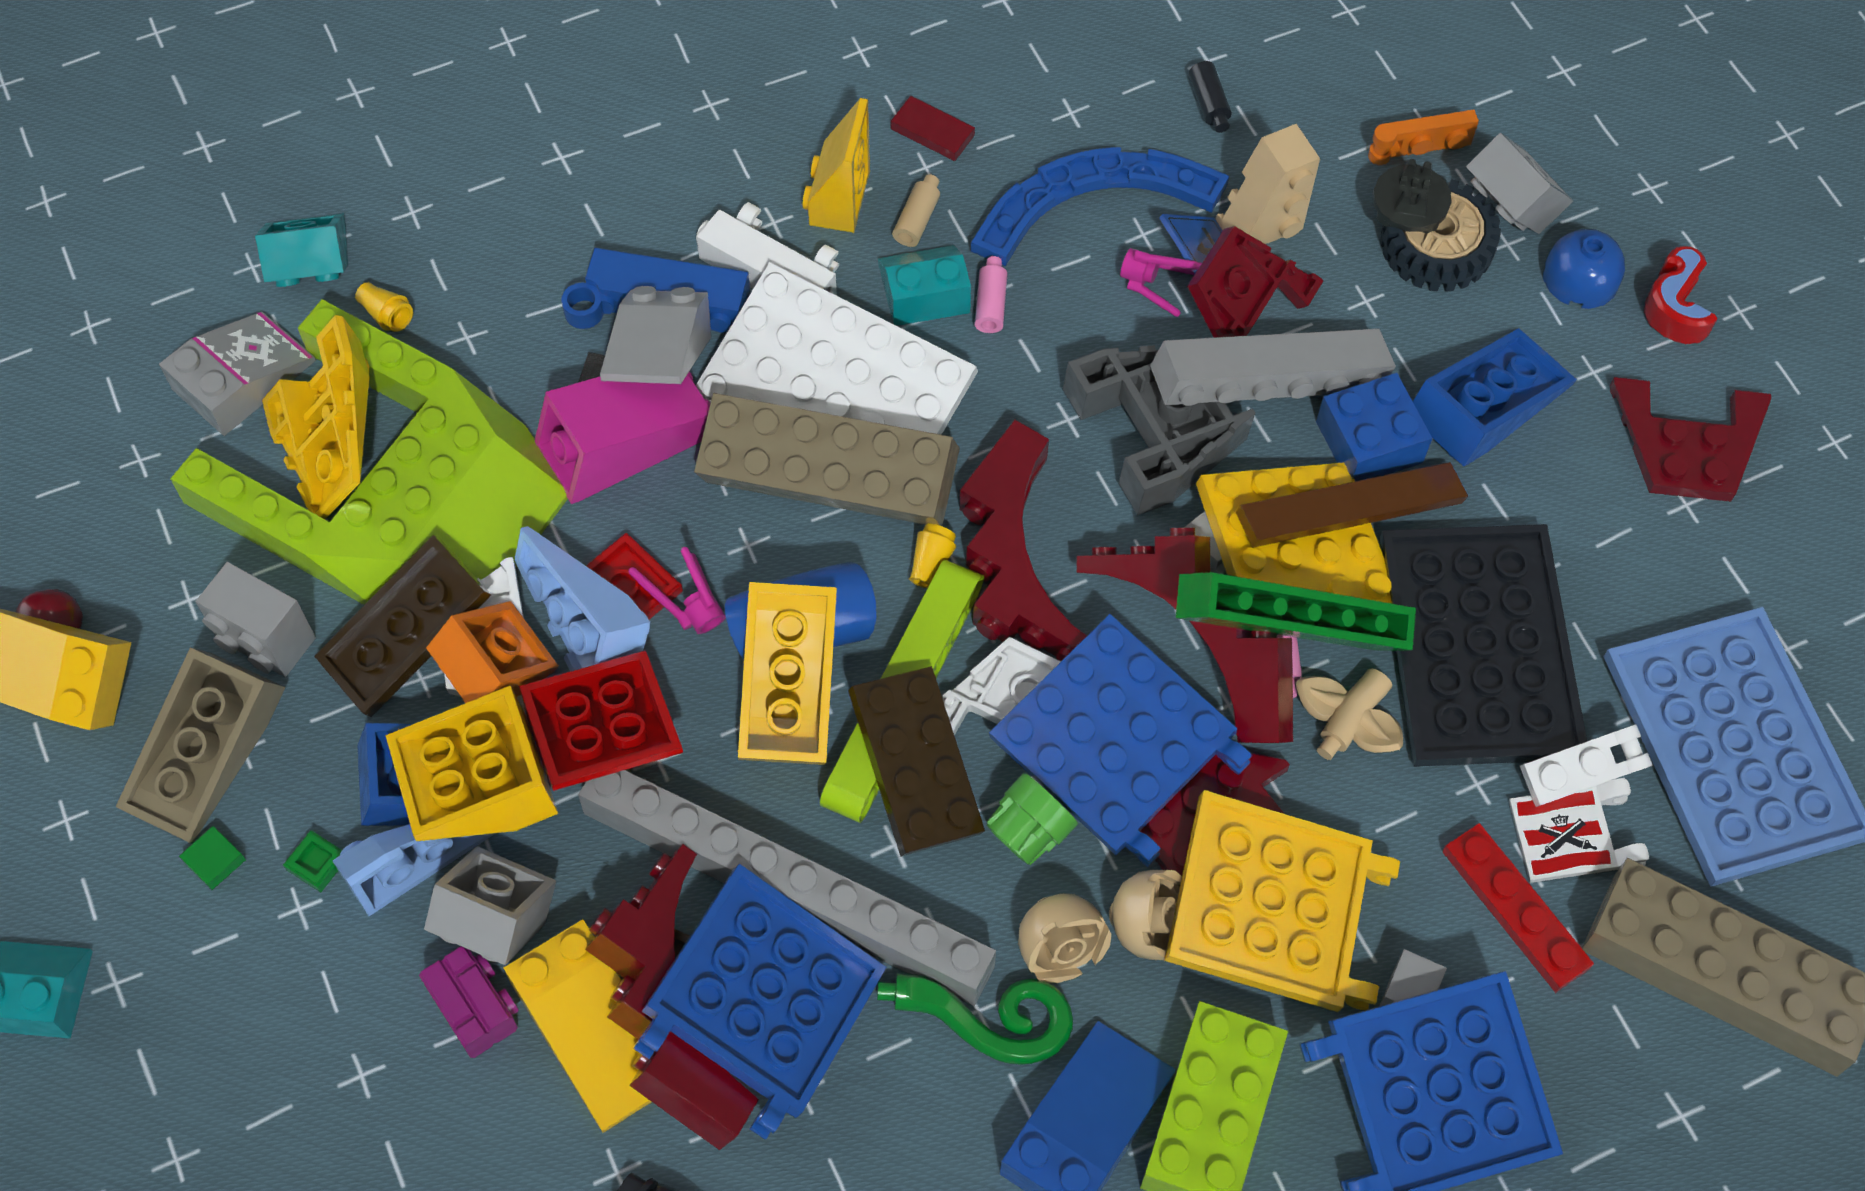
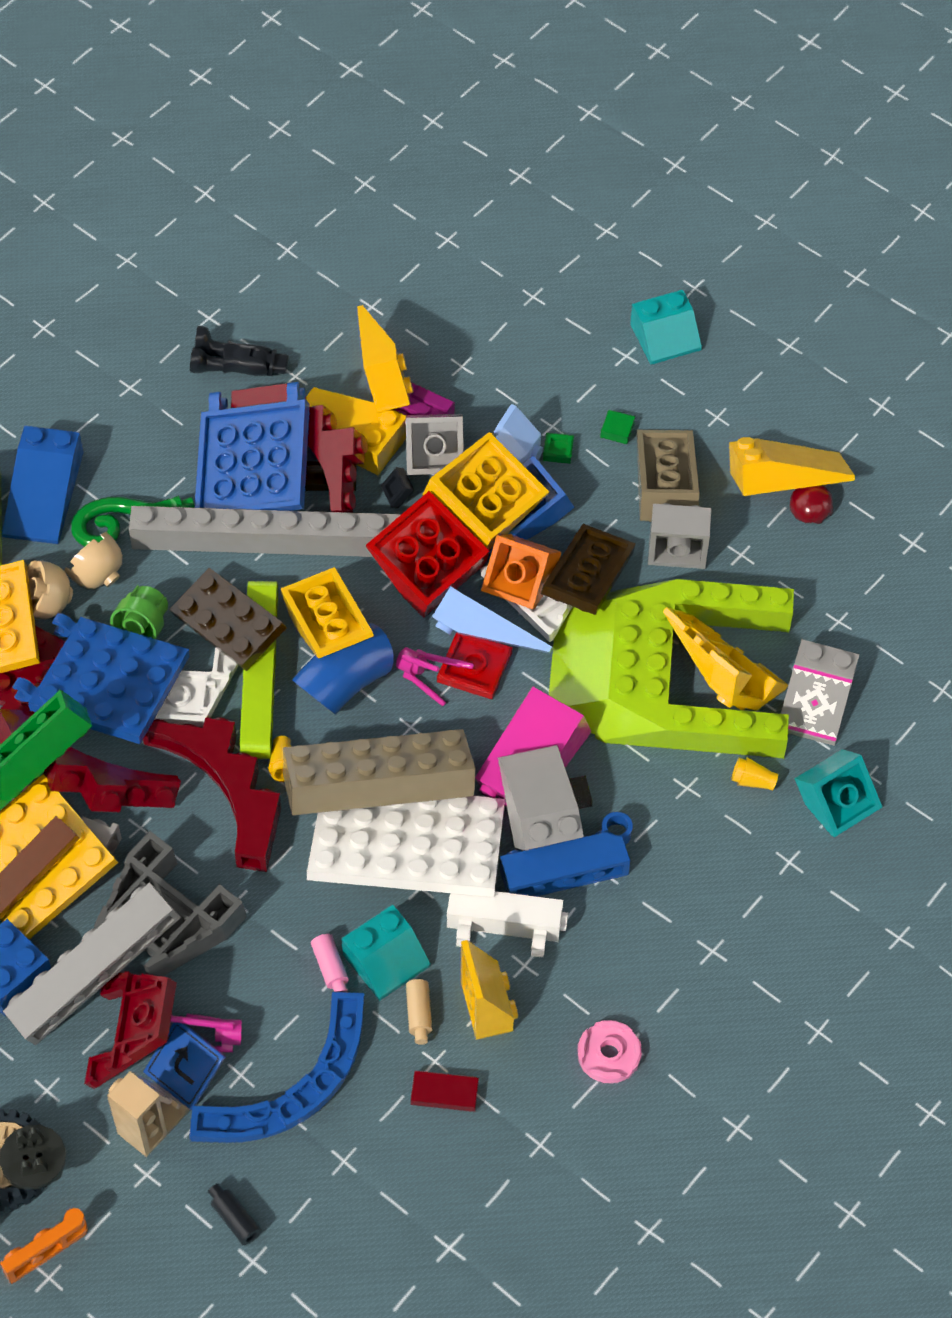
camera: 155 degrees right, 5 degrees down
(493, 1043) = (383, 365): none -> yellow slope
(578, 882) = (397, 487): none -> black tile
(737, 117) = (604, 1068): none -> bright pink tile

